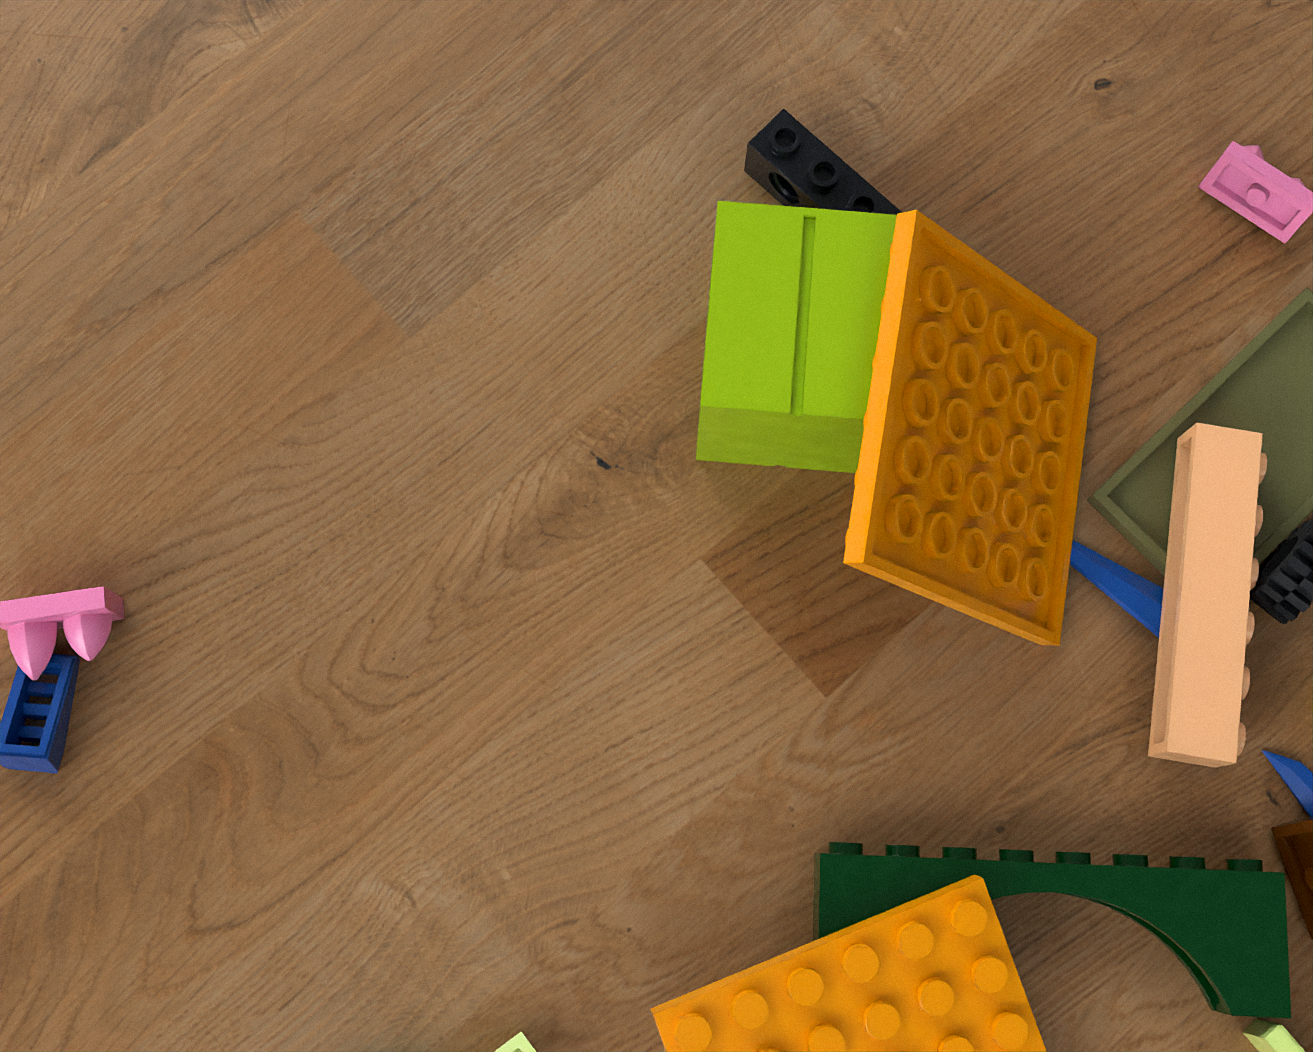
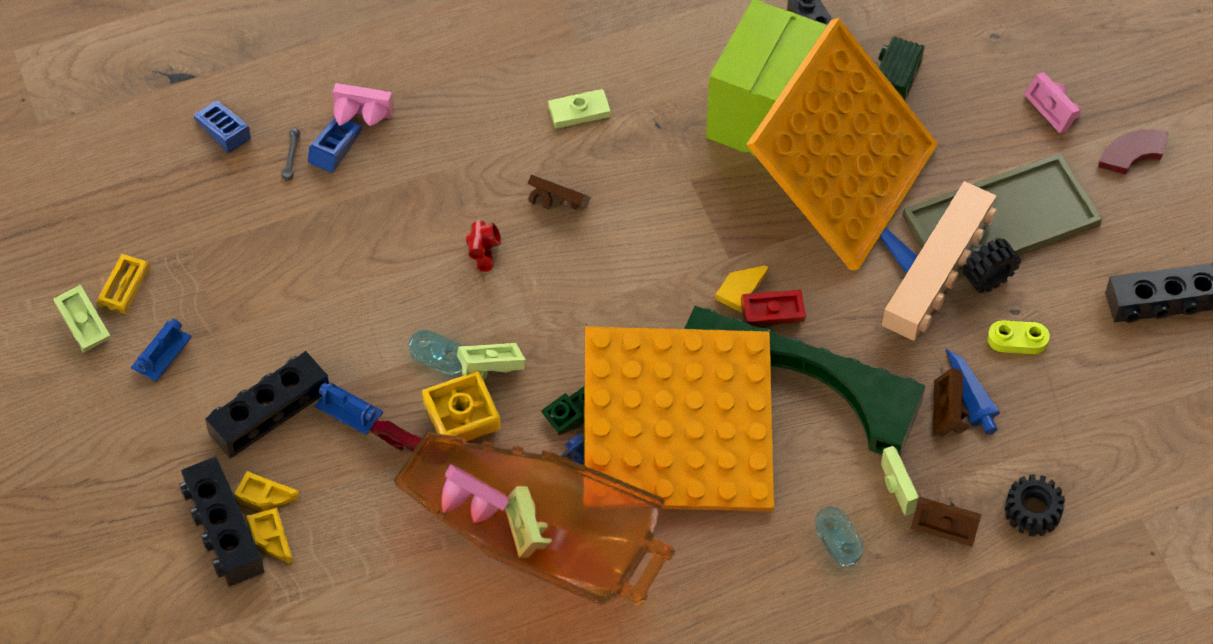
camera: 20 degrees right, 20 degrees down
(381, 839) = (480, 242): none -> red plate
(455, 482) = (579, 108): none -> yellowish green plate
(501, 681) = (569, 197): none -> reddish brown plate
(872, 758) = (740, 283): none -> yellow tile
(949, 789) = (773, 307): none -> red plate
(979, 204) = (901, 63): none -> dark green brick

